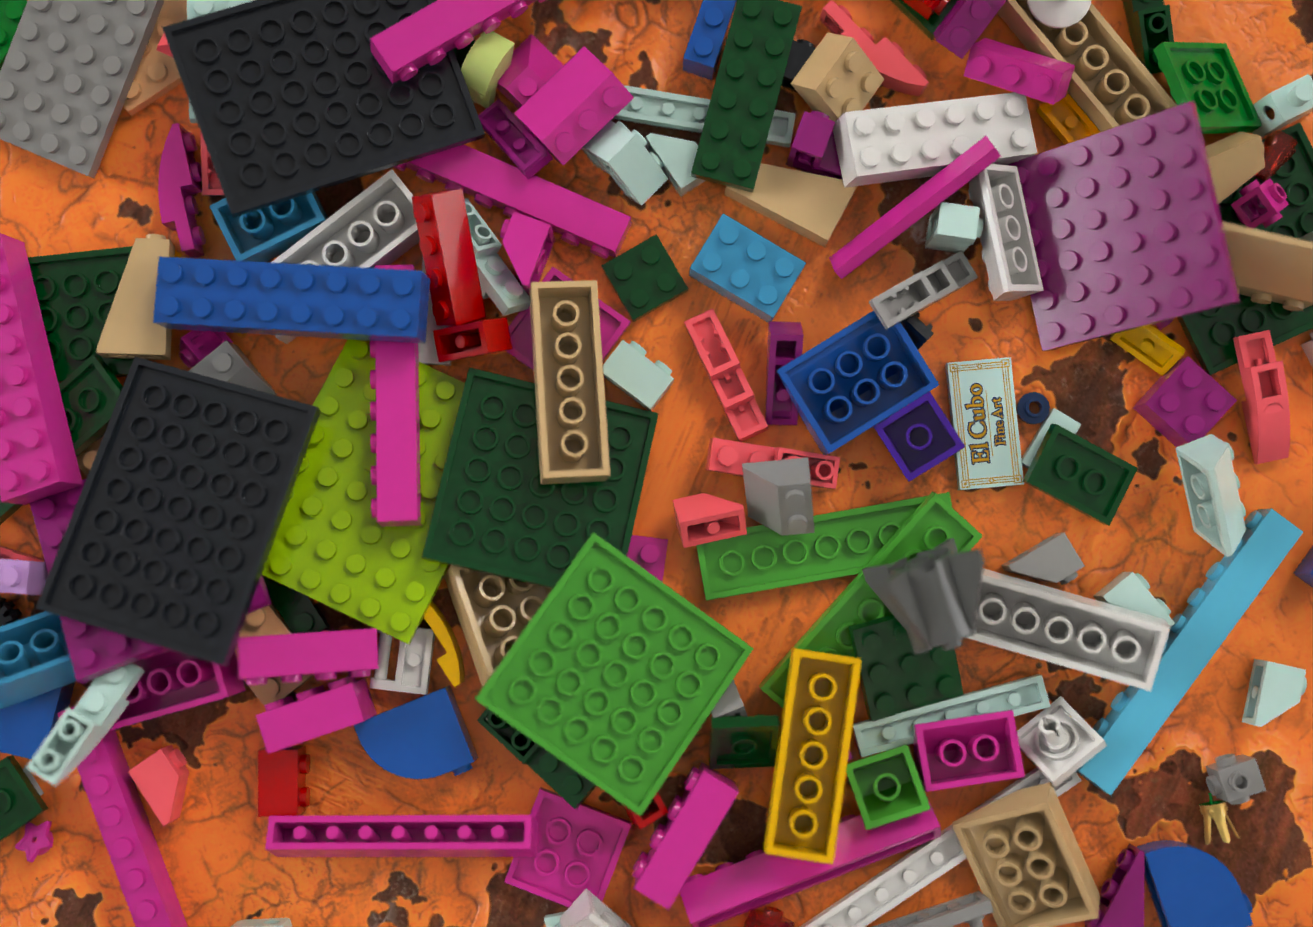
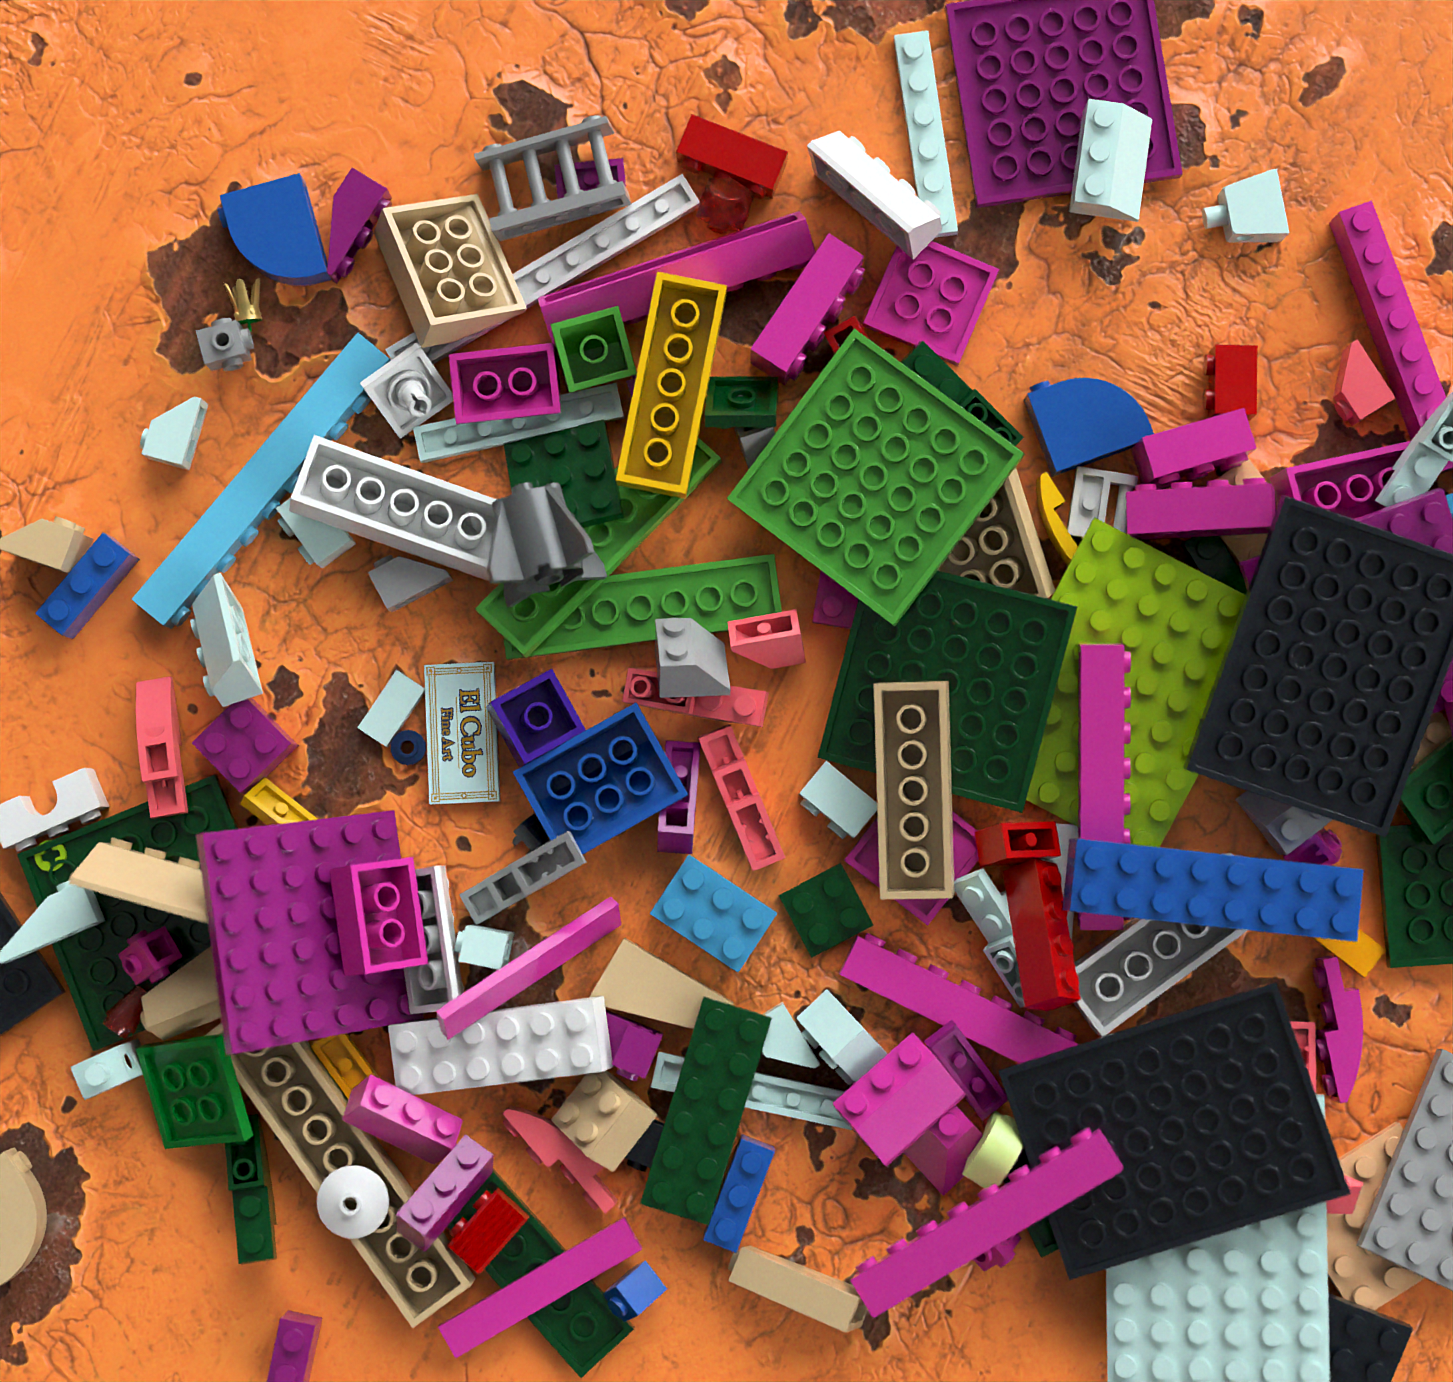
camera: 175 degrees left, 0 degrees up
(130, 324) = (1387, 887): tan slope -> none
(269, 230) = (1238, 972): dark azure brick -> none
(403, 836) = (1104, 319): dark pink brick -> none
(527, 246) = (956, 941): dark pink slope -> none
(1056, 243) = (378, 916): none -> dark pink brick
(1080, 474) = (364, 671): dark green plate -> none

